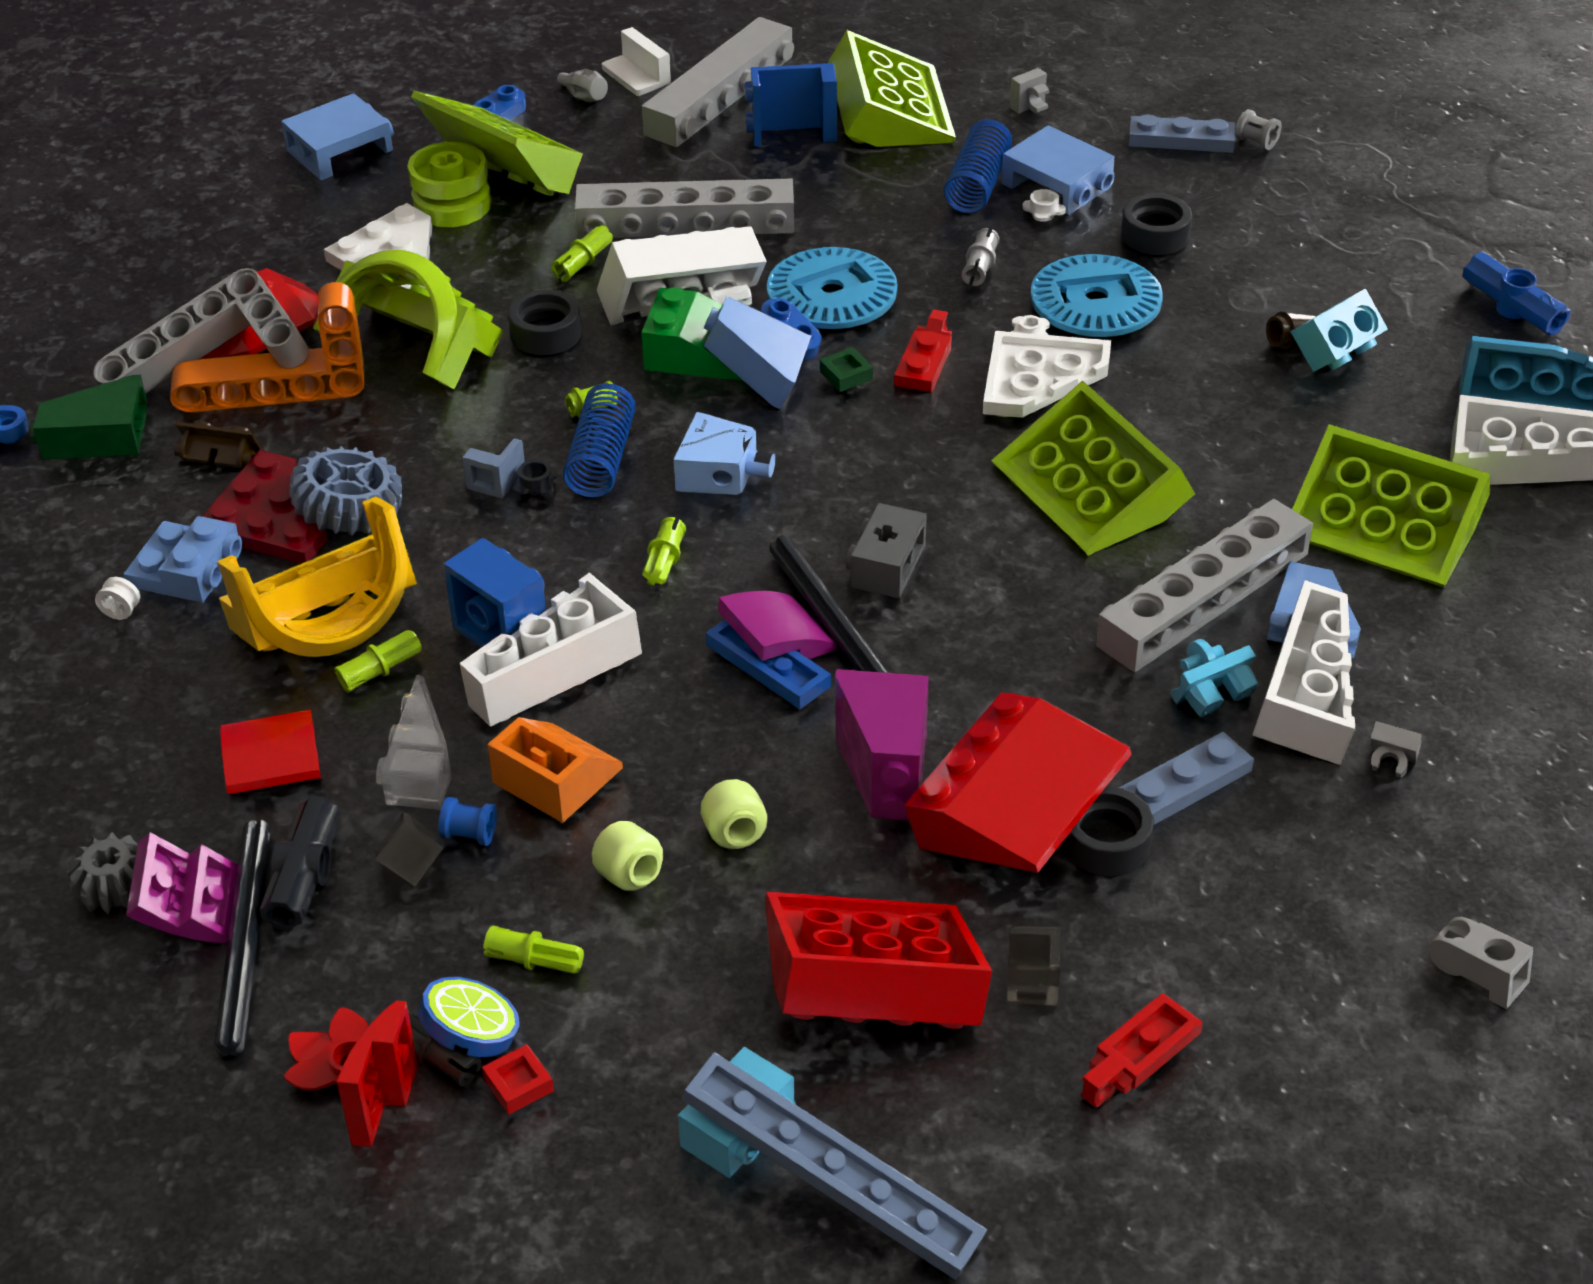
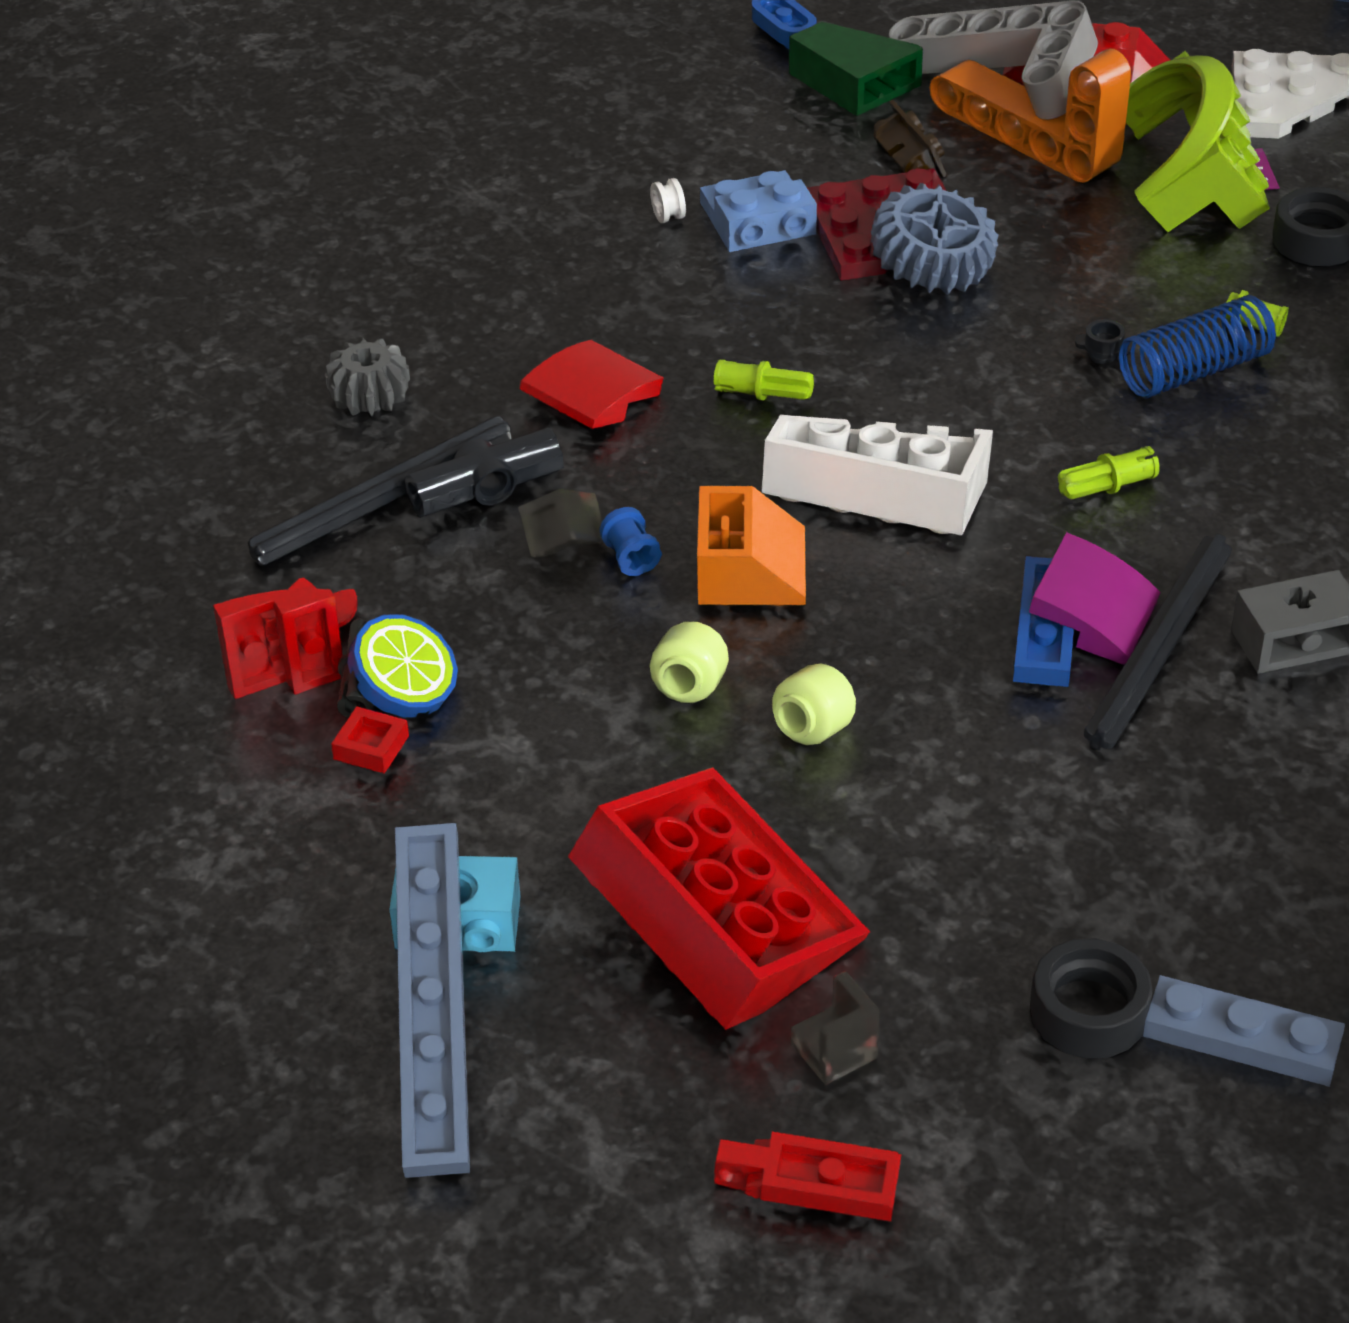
camera: 55 degrees right, 0 degrees up
(182, 890) = (382, 421): magenta slope -> none
(372, 563) = (834, 303): yellow piece -> none
(417, 759) = (666, 470): clear slope -> none
(491, 592) = (896, 379): blue brick -> none
(492, 472) = (1074, 310): sand blue panel -> none
(532, 950) = (525, 667): lime axle -> none
(719, 457) = (1278, 434): light blue torso -> none
(882, 736) = (1009, 753): magenta slope -> none
(1014, 784) = (1059, 878): red slope -> none

